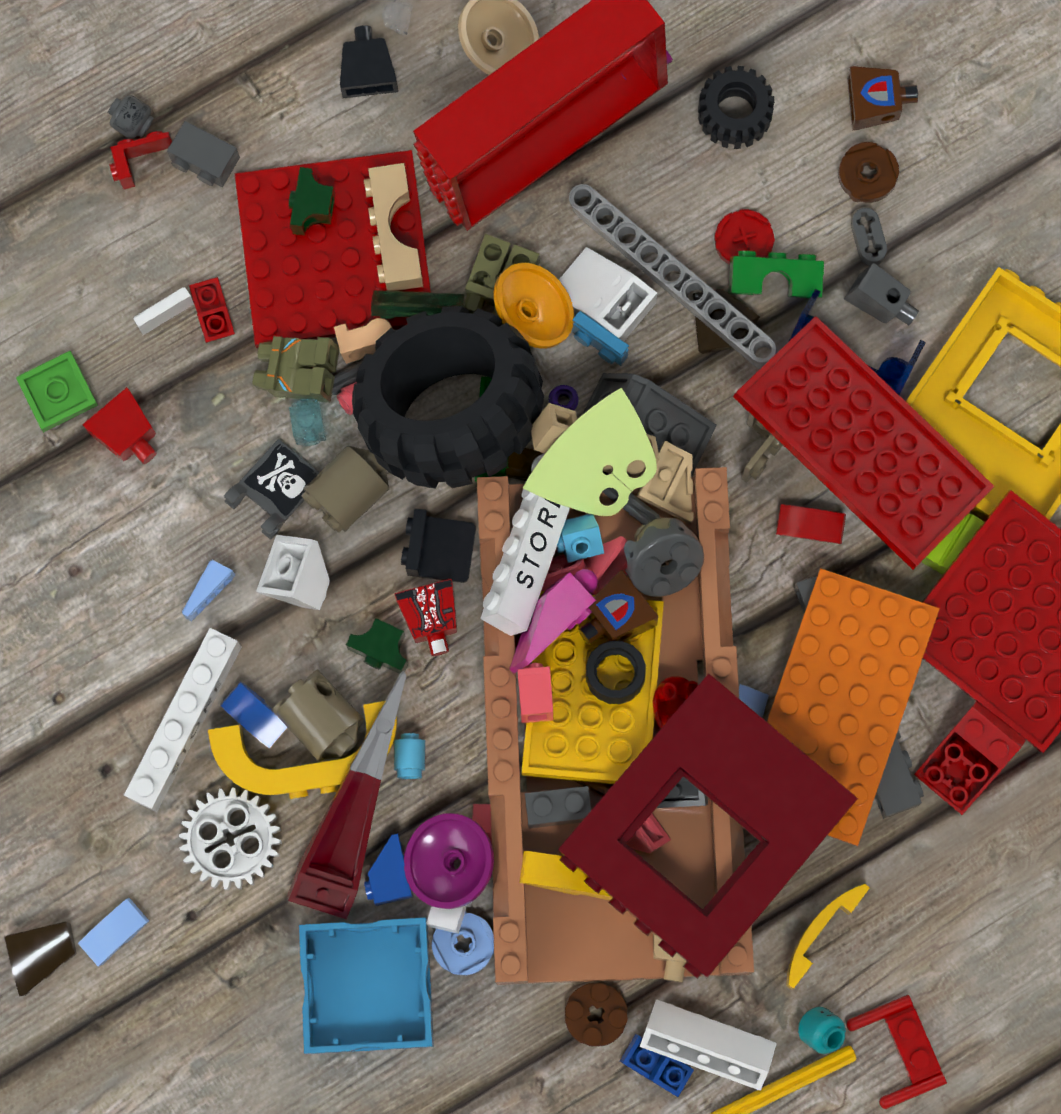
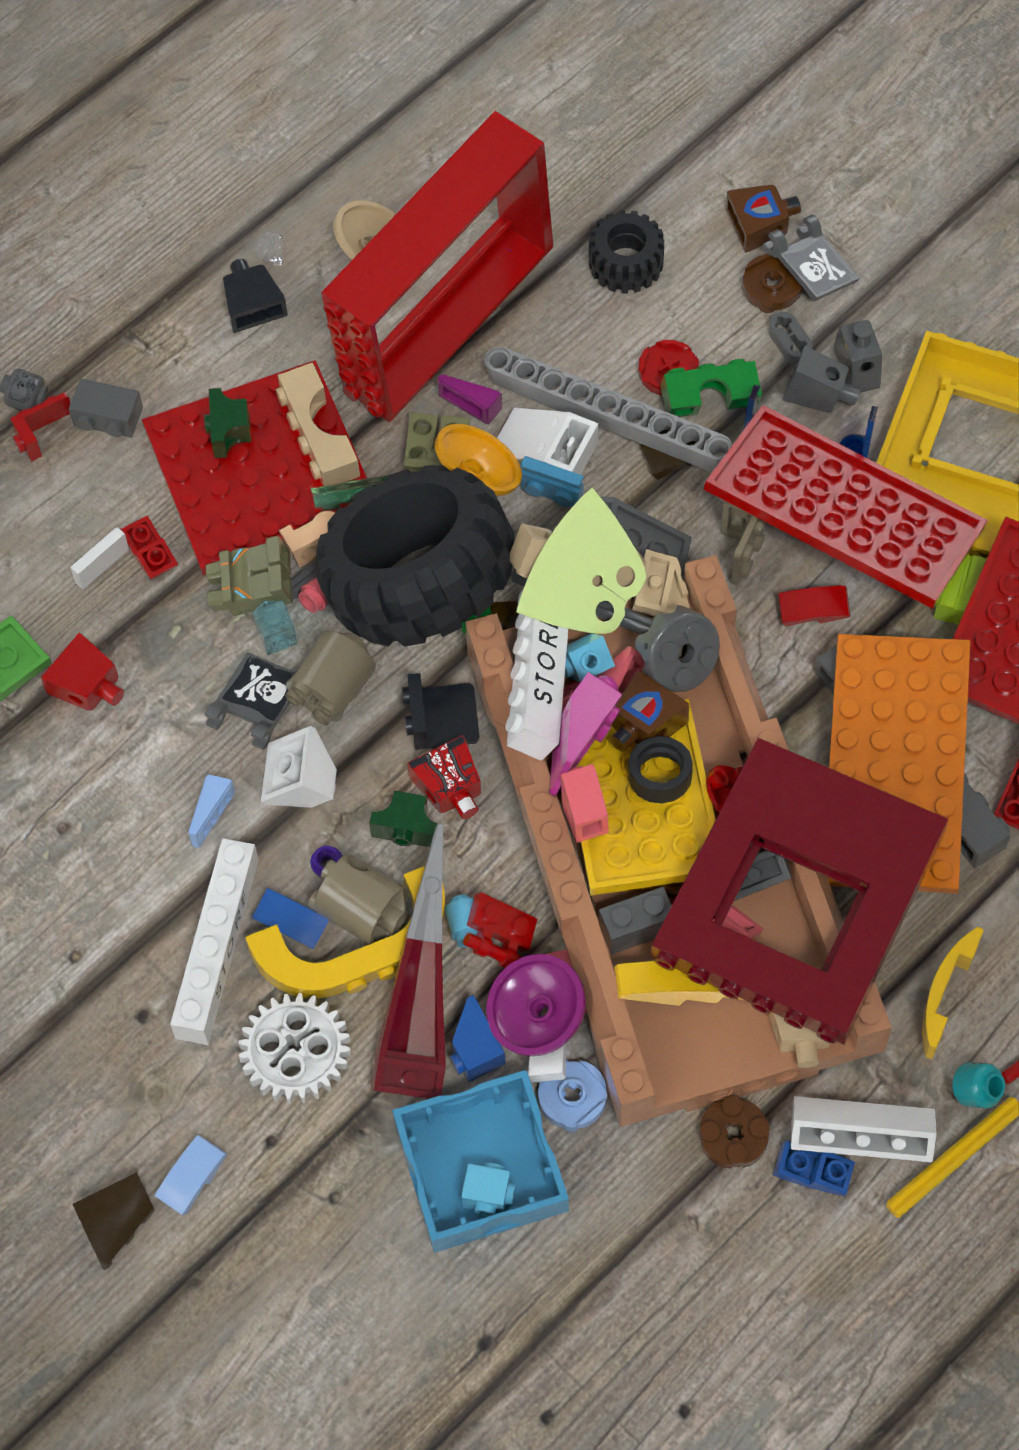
camera: 15 degrees left, 15 degrees down
(294, 659) = (322, 854): none -> dark purple plate
(366, 1015) = (487, 1189): none -> medium azure brick
(441, 768) = (502, 923): none -> red plate
(553, 232) = (470, 397): none -> magenta slope
(913, 160) = (812, 260): none -> flag
(927, 273) = (858, 345): none -> dark grey torso

